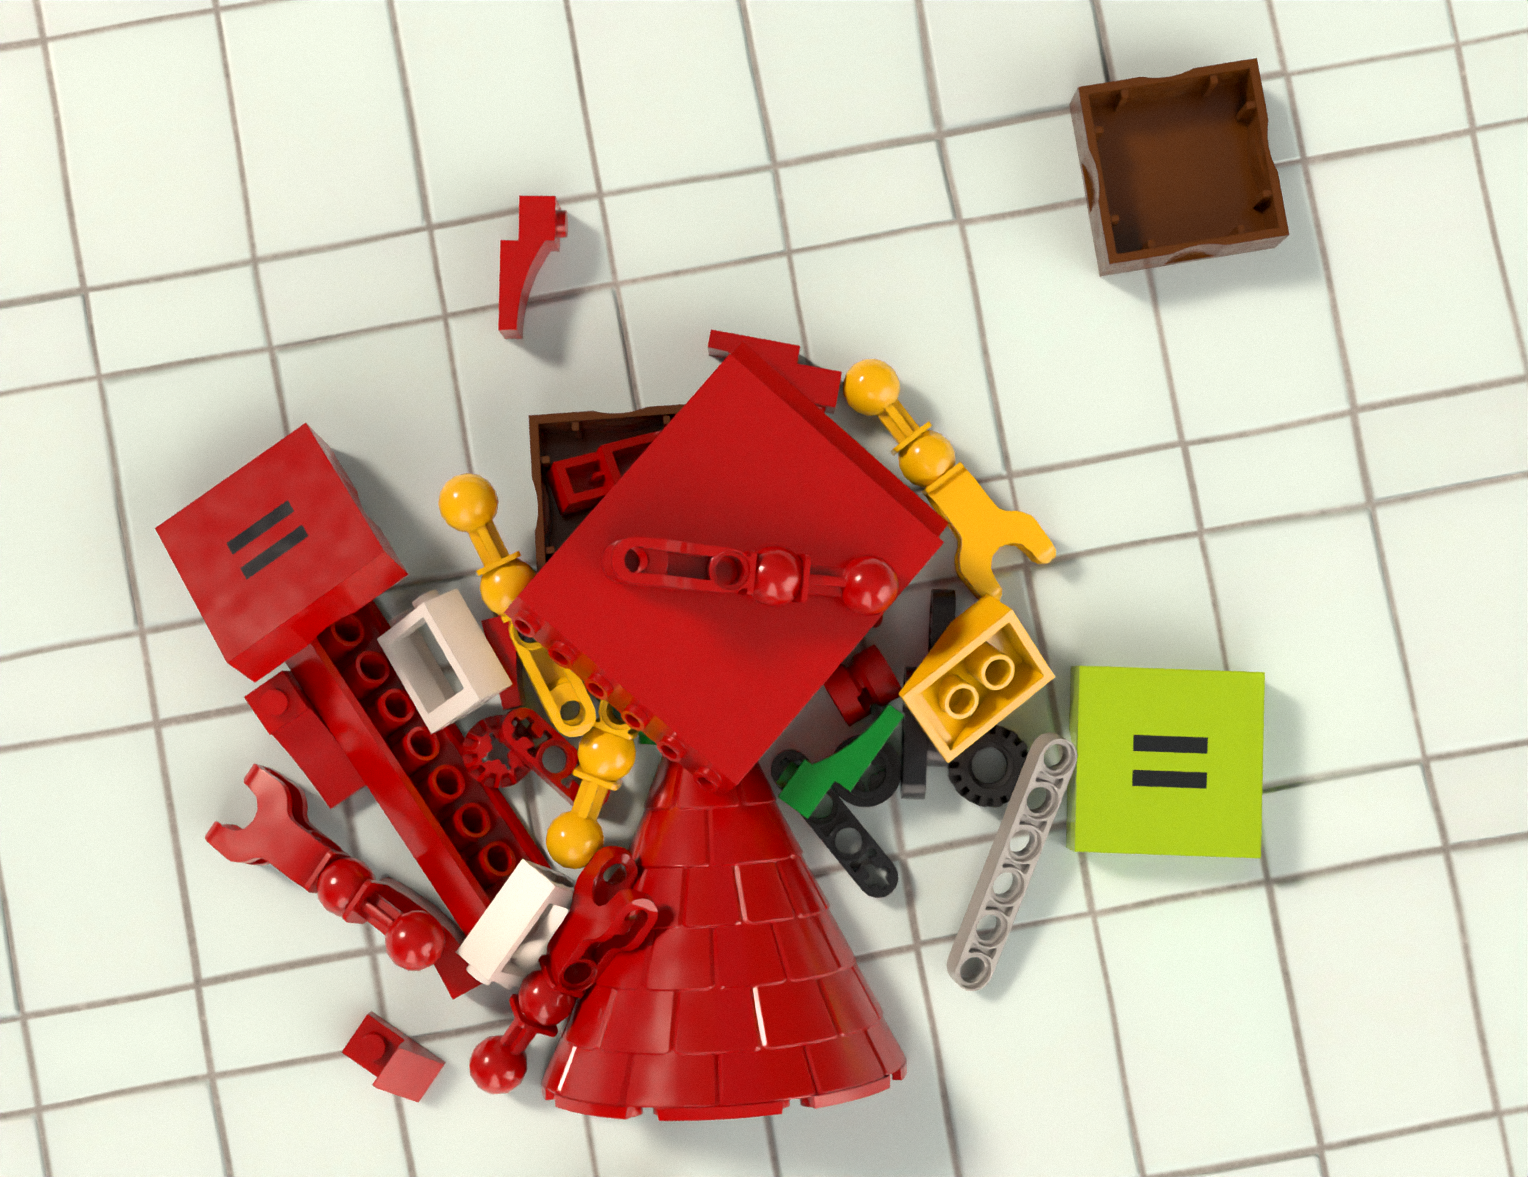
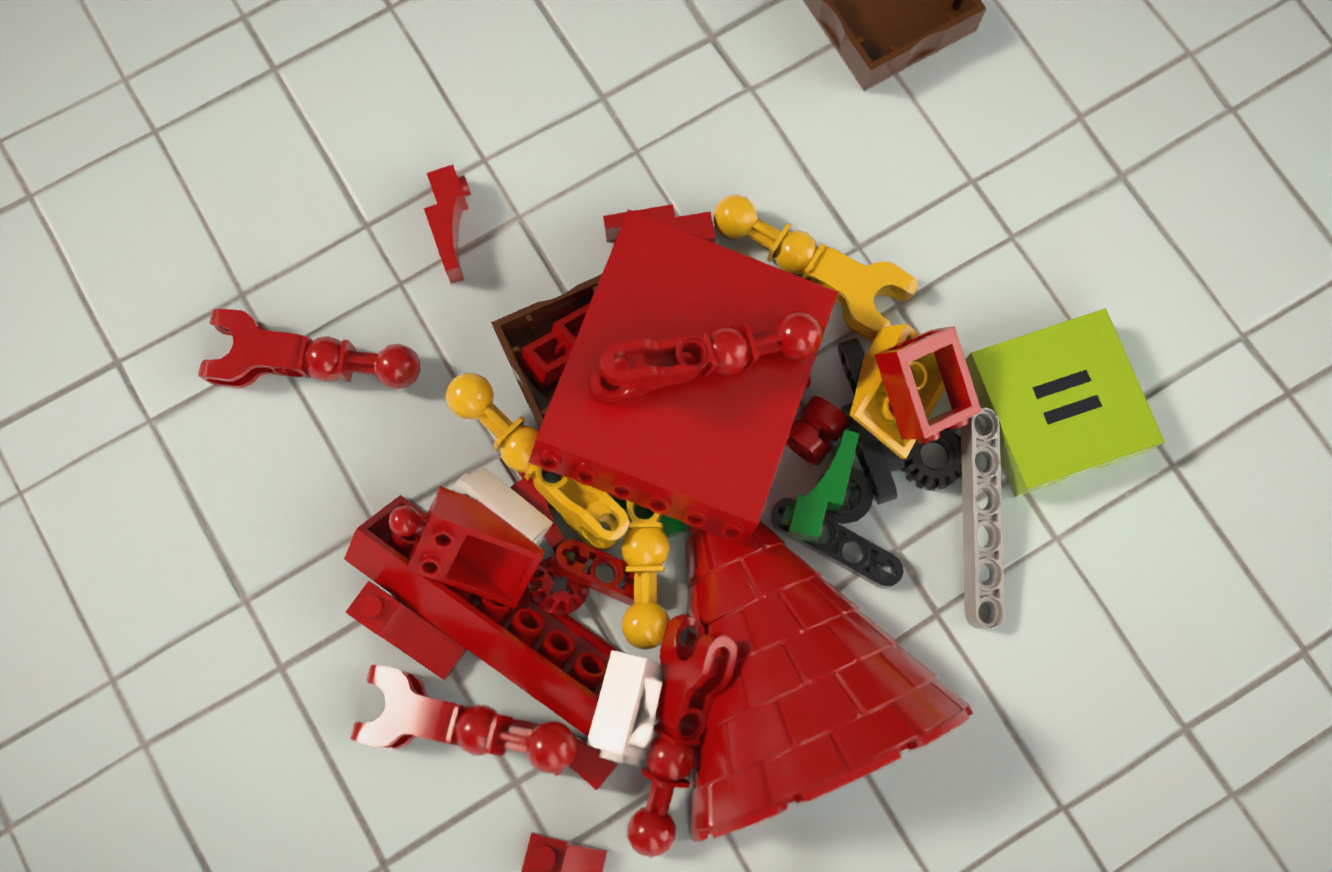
camera: 25 degrees left, 10 degrees down
(279, 553) = (334, 488): red tile -> none
(320, 380) = (327, 359): none -> red piece
(403, 678) = (468, 547): none -> red slope
(1000, 646) = (903, 393): none -> red window

